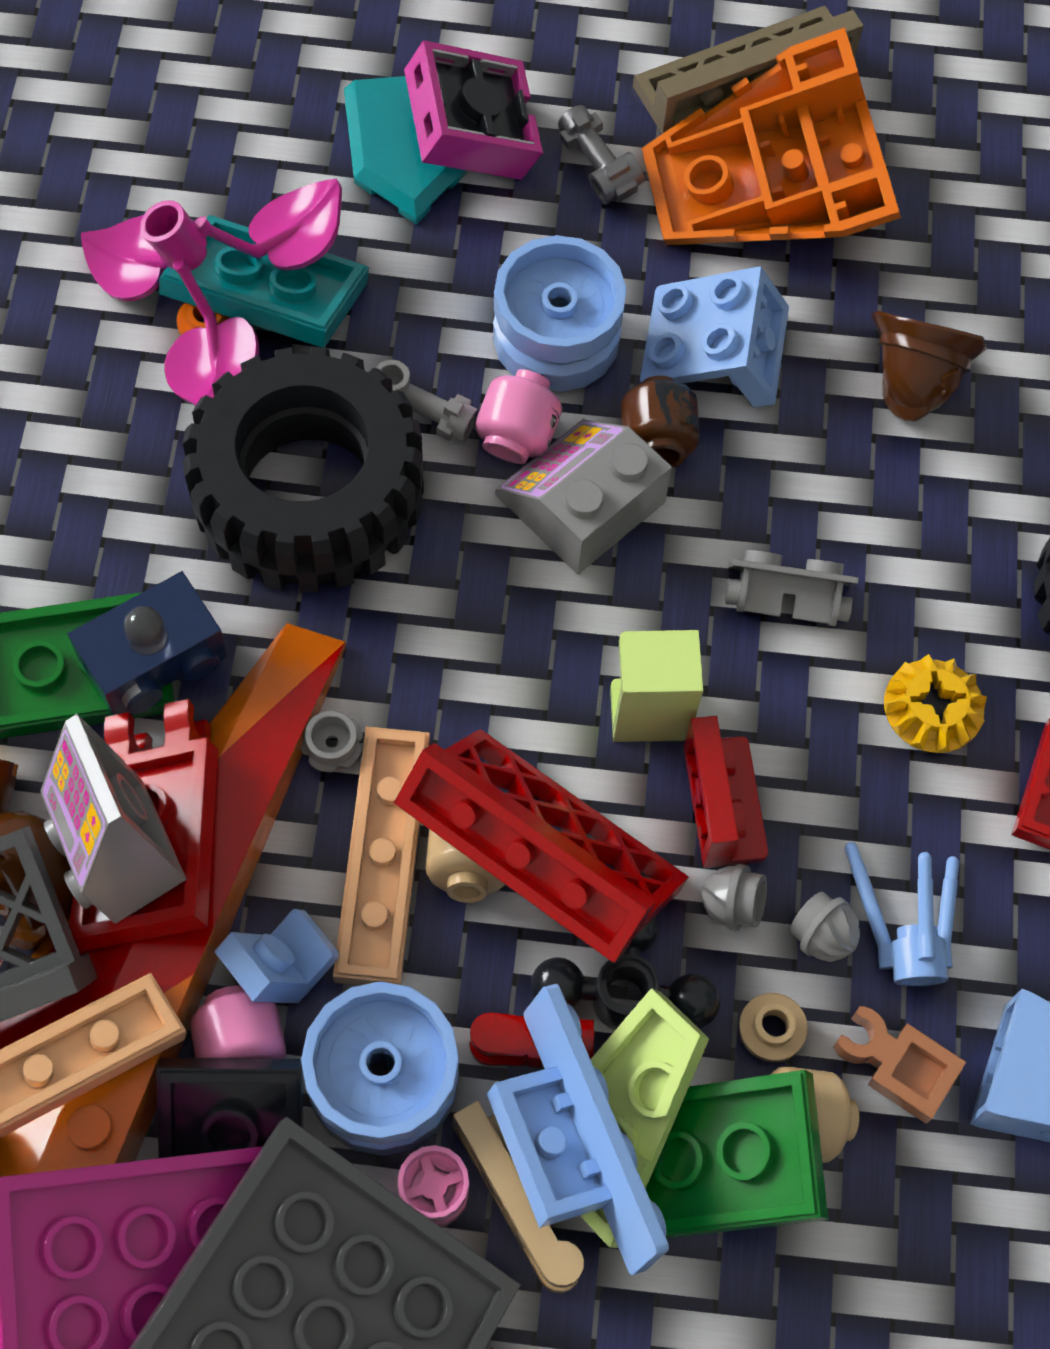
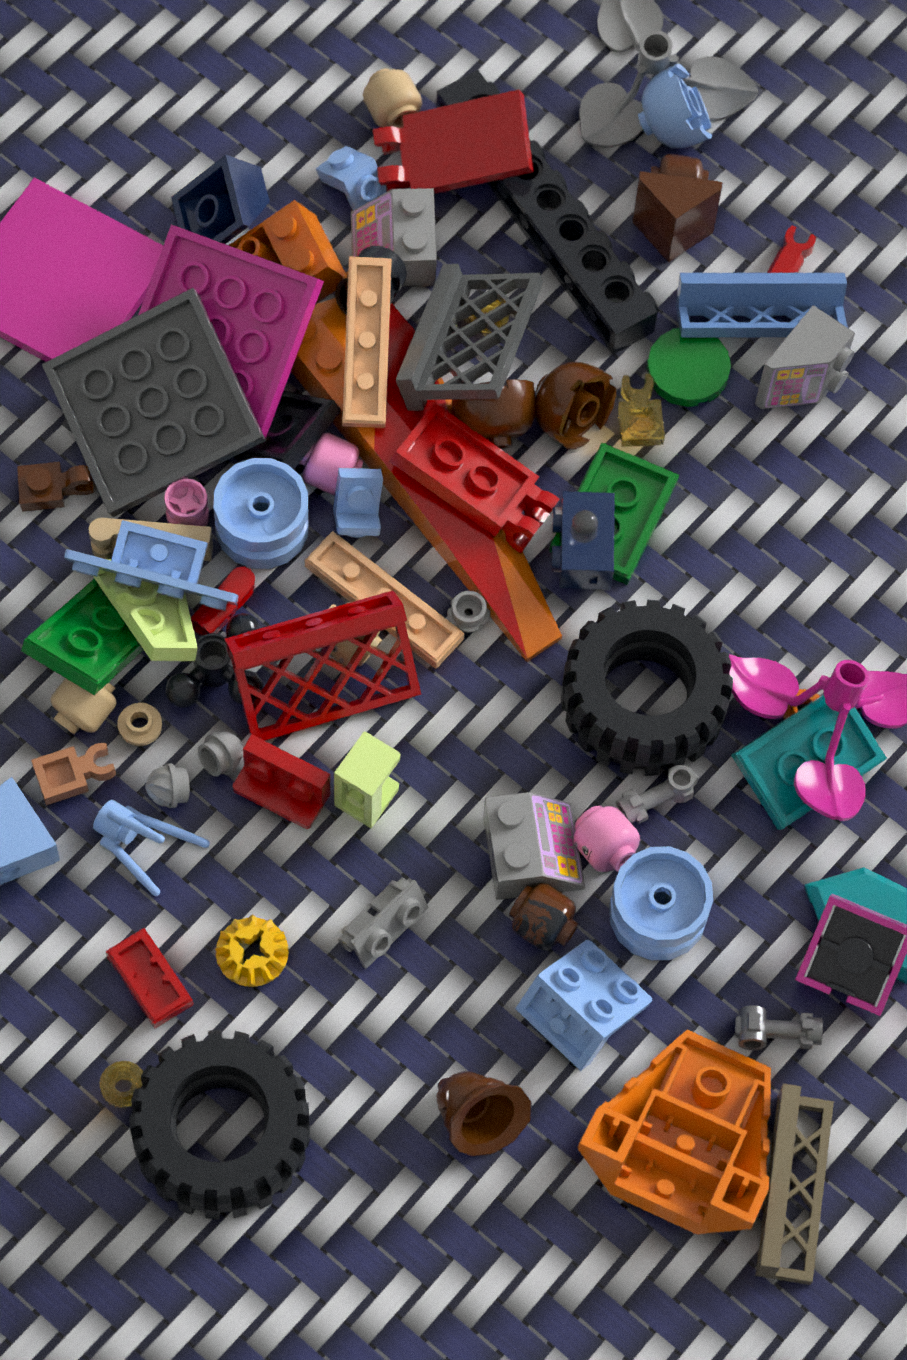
camera: 125 degrees right, 0 degrees up
(105, 826) = (472, 441): light grey slope -> none

